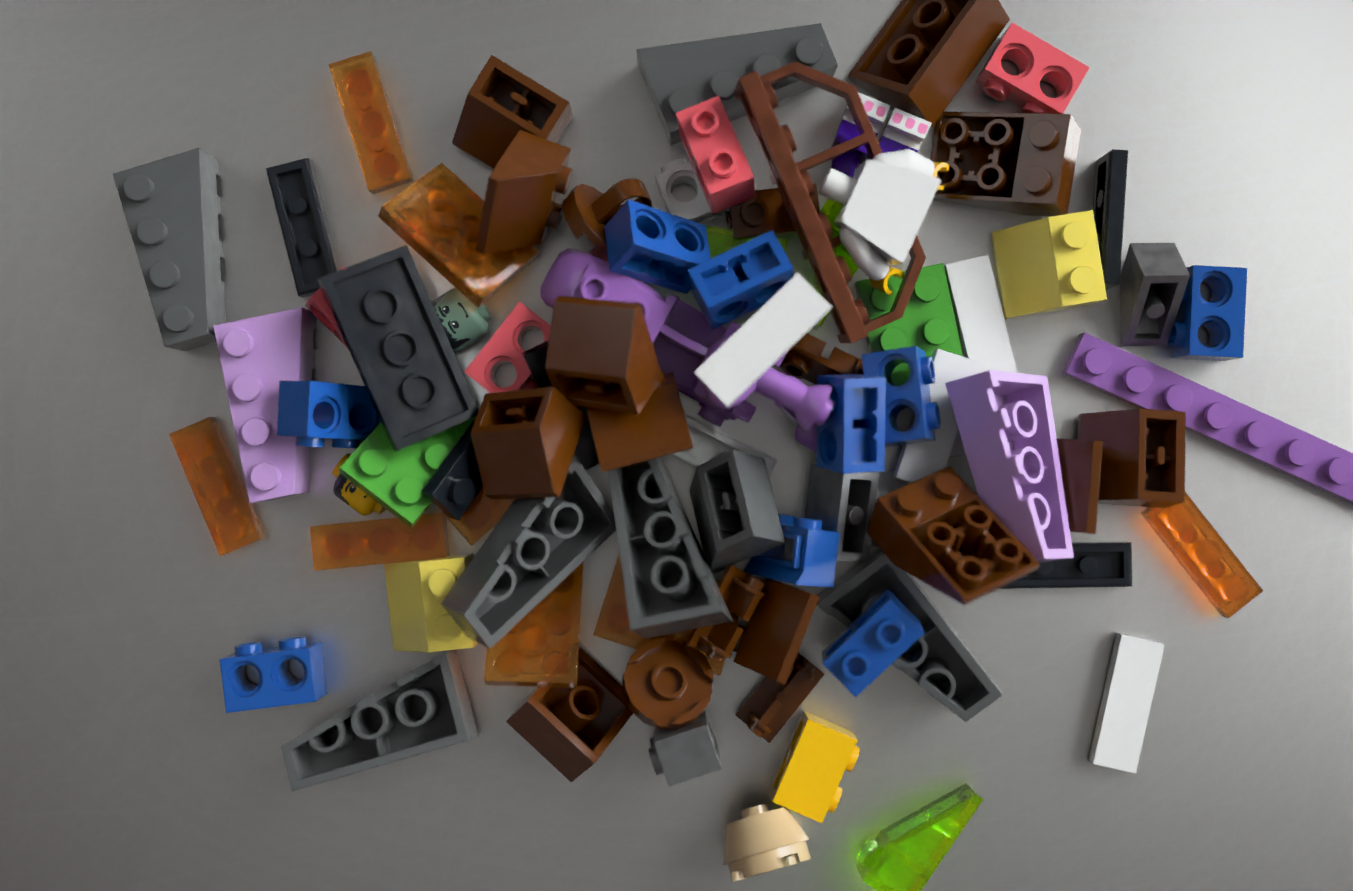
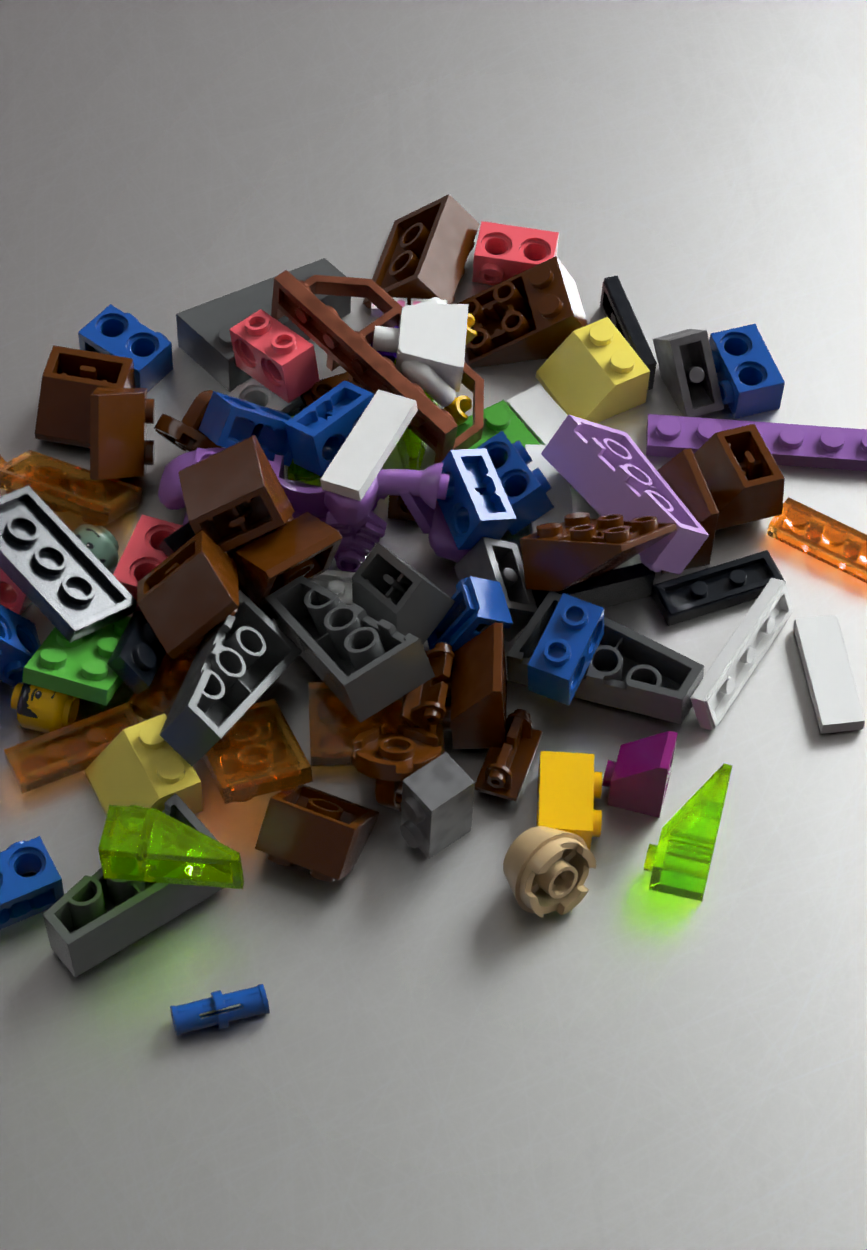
camera: 20 degrees left, 35 degrees down
(401, 733) = (160, 849): none -> clear neon green slope
(424, 862) = (251, 1000): none -> blue pin
(570, 68) = (124, 336): none -> blue brick
(896, 773) = (641, 774): none -> magenta slope
(1056, 658) = (741, 654): none -> white tile

